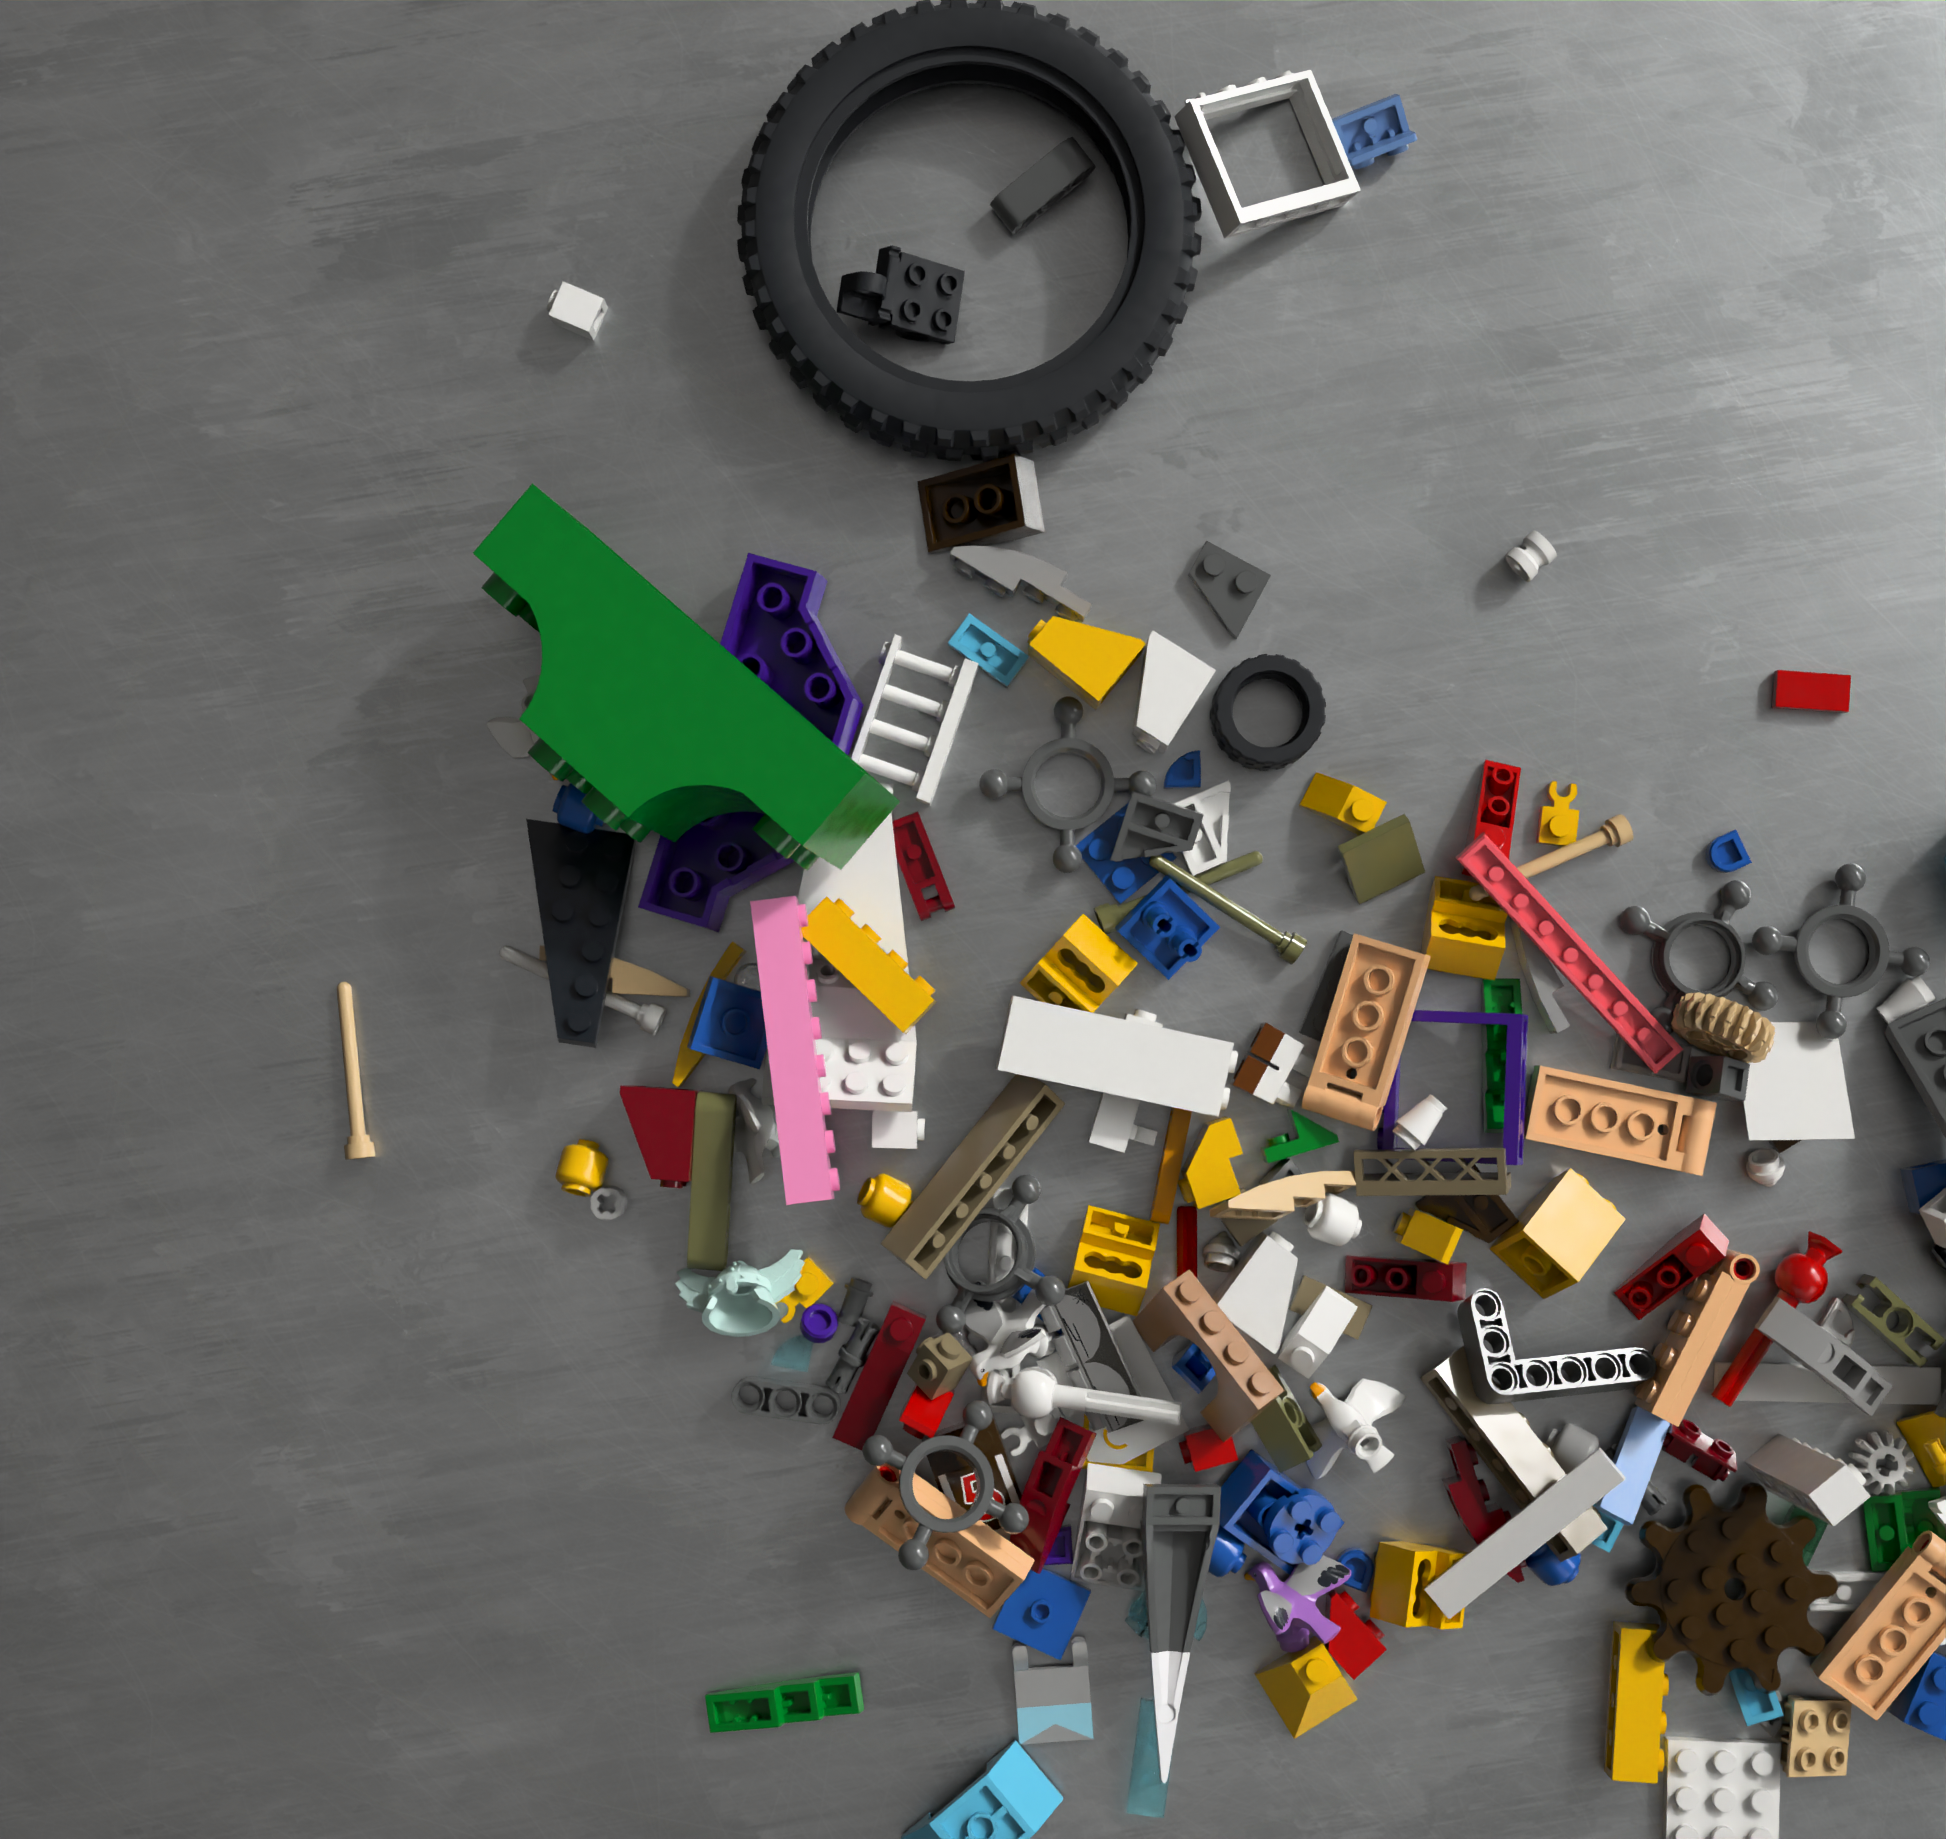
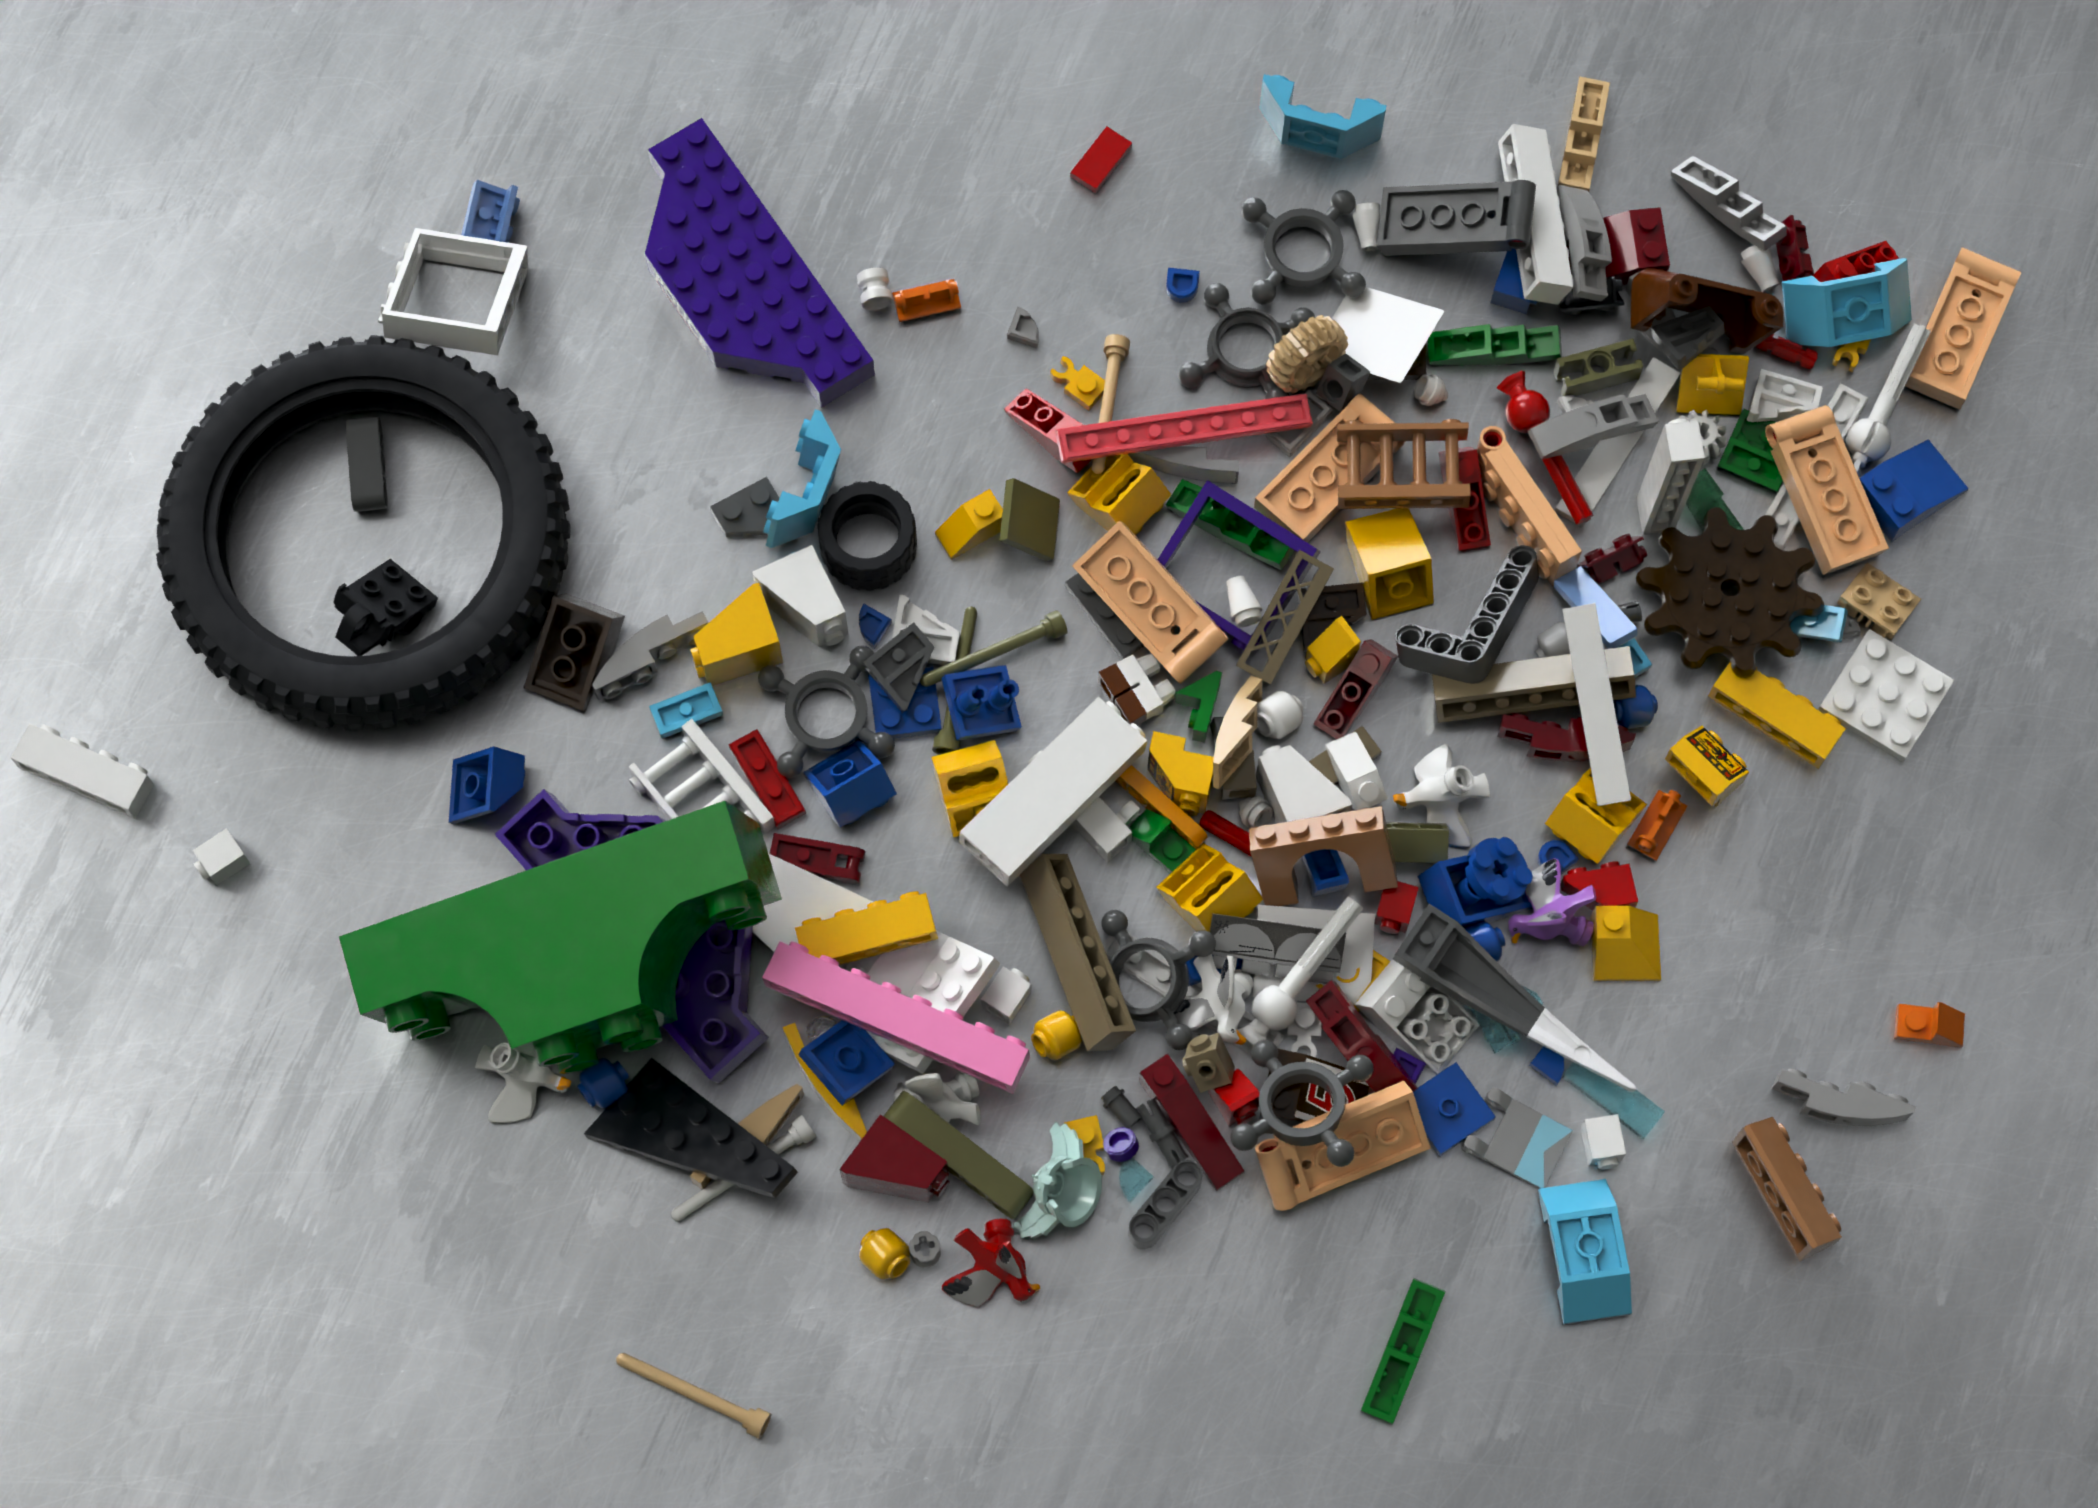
camera: 60 degrees left, 15 degrees down
(580, 125) = (83, 770): none -> white brick
(631, 1276) = (994, 1264): none -> red animal
(797, 509) = (484, 782): none -> blue slope
(972, 761) = (764, 777): none -> red tile
(1011, 851) = (850, 783): none -> blue slope
(1097, 1777) = (1603, 1141): none -> white brick
(1138, 1180) = (1159, 840): none -> green slope
(1140, 1681) = (1549, 1065): none -> blue tile
(1324, 613) = (795, 515): none -> medium azure slope
(1448, 1648) = (1658, 824): none -> orange hinge
(1463, 414) = (740, 275): none -> dark purple brick
(1535, 1669) = (1707, 765): none -> yellow piece
(1552, 613) = (927, 300): none -> orange hinge
(1582, 727) = (1023, 329): none -> light grey tile
(1644, 1227) = (1387, 492): none -> medium nougat fence
(1855, 1204) = (1494, 346): none -> green slope

